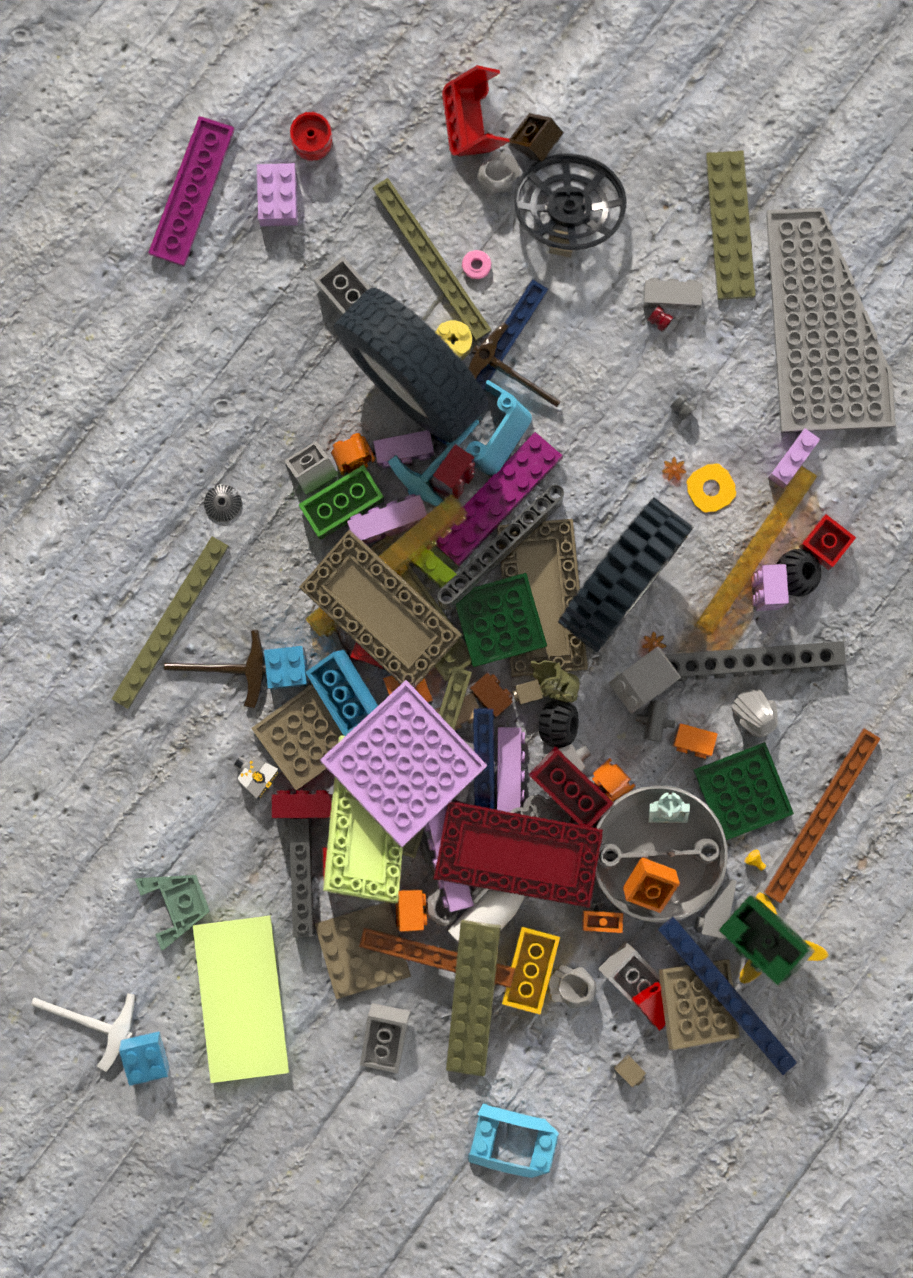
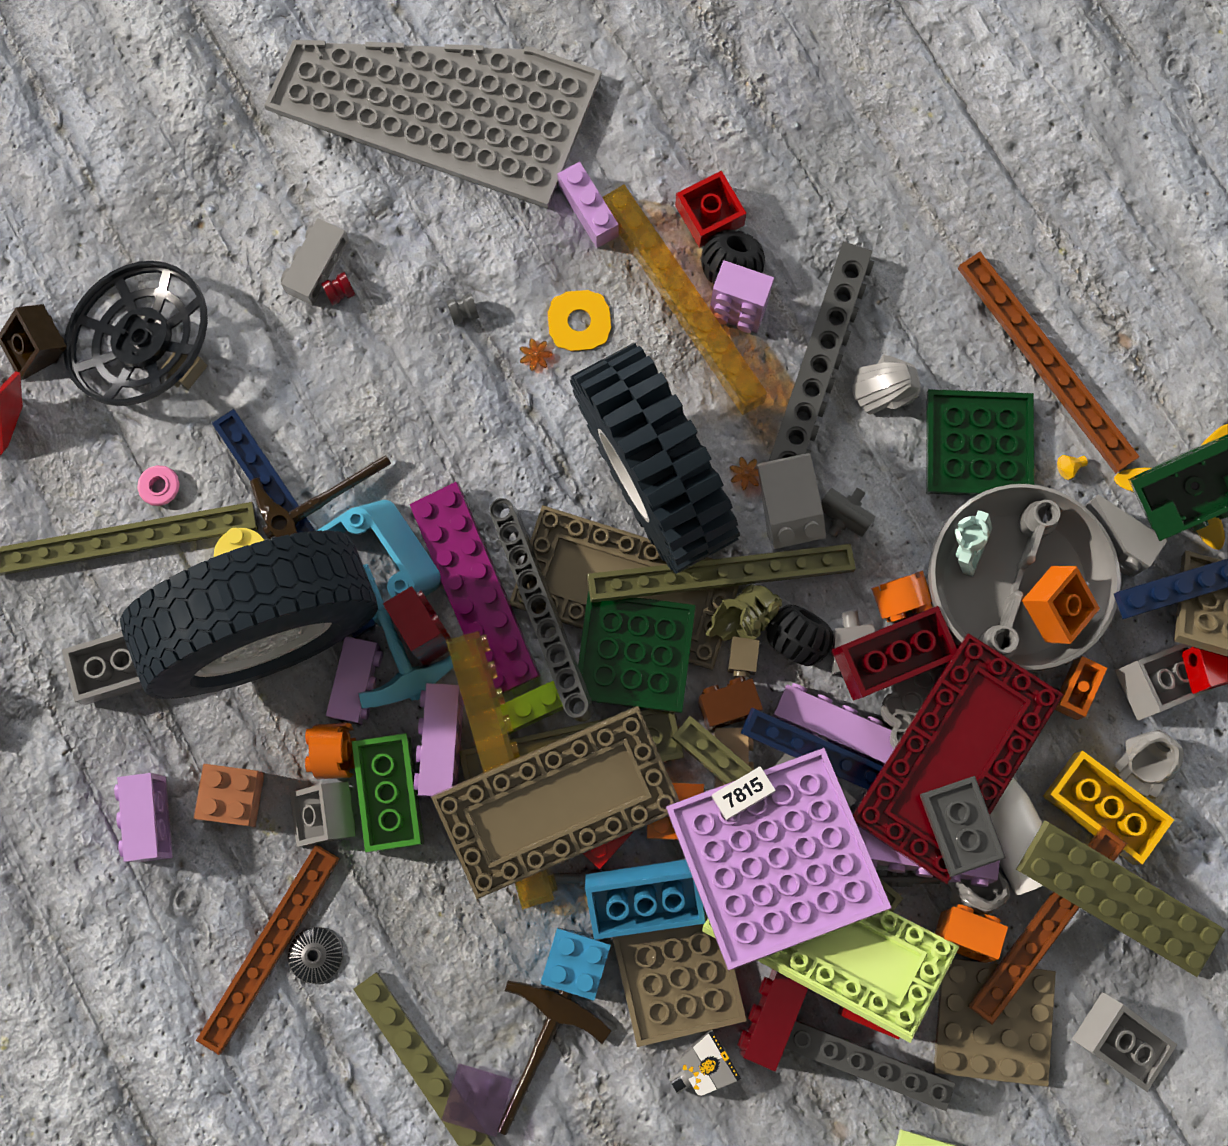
camera: 65 degrees left, 5 degrees down
(177, 642) = (477, 1100): none -> clear purple piece
(214, 472) = (267, 950): none -> dark orange tile
(260, 357) = (143, 818): none -> lavender brick
(297, 403) = (229, 795): none -> nougat brick
(434, 725) = (743, 793): none -> white tile
(473, 873) = (962, 826): none -> dark grey tile
(498, 173) = (54, 407): light grey hair -> none
(577, 656) = (721, 573): none -> olive plate
(694, 740) = (890, 474): orange brick -> none
(730, 225) = (261, 157): olive plate -> none

